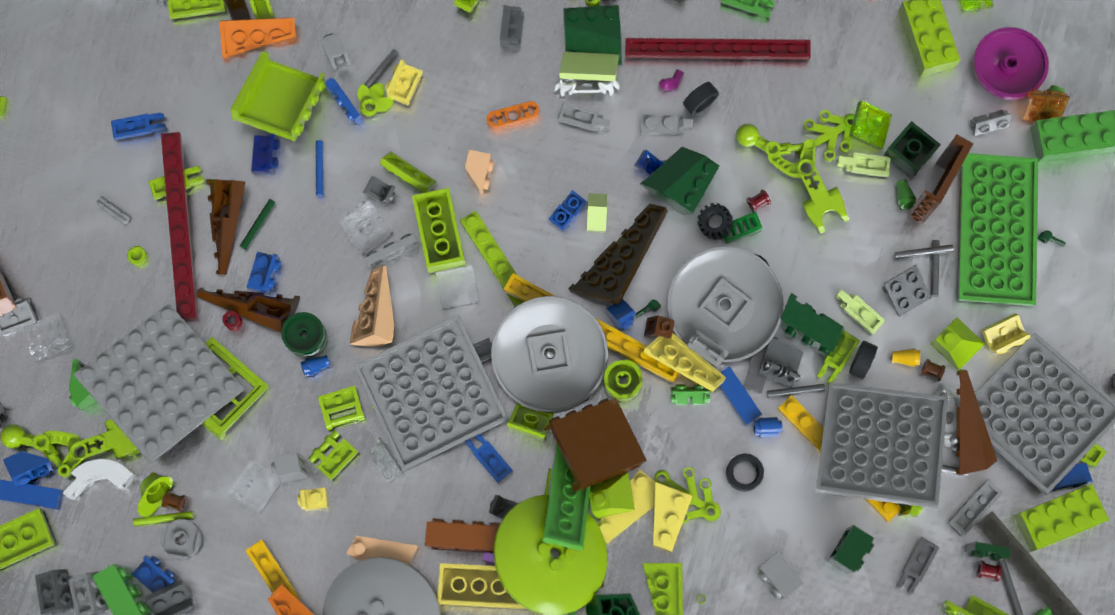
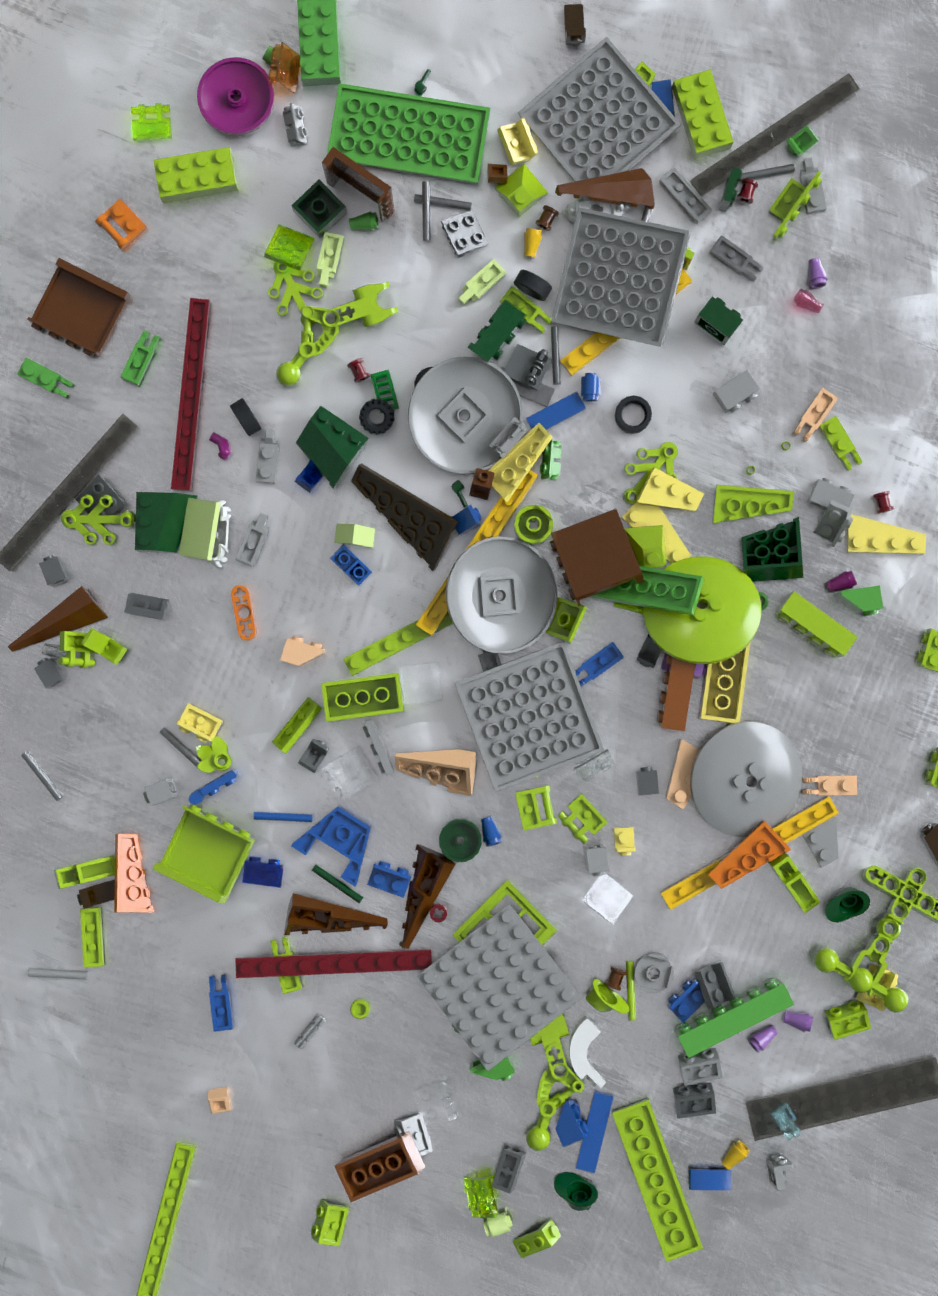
camera: 85 degrees left, 10 degrees up
(46, 132) = (219, 1100): none -> light nougat slope
(305, 224) = (342, 833): none -> blue wing
(373, 516) = (647, 781): none -> dark grey brick
(970, 317) = (497, 173): none -> reddish brown plate

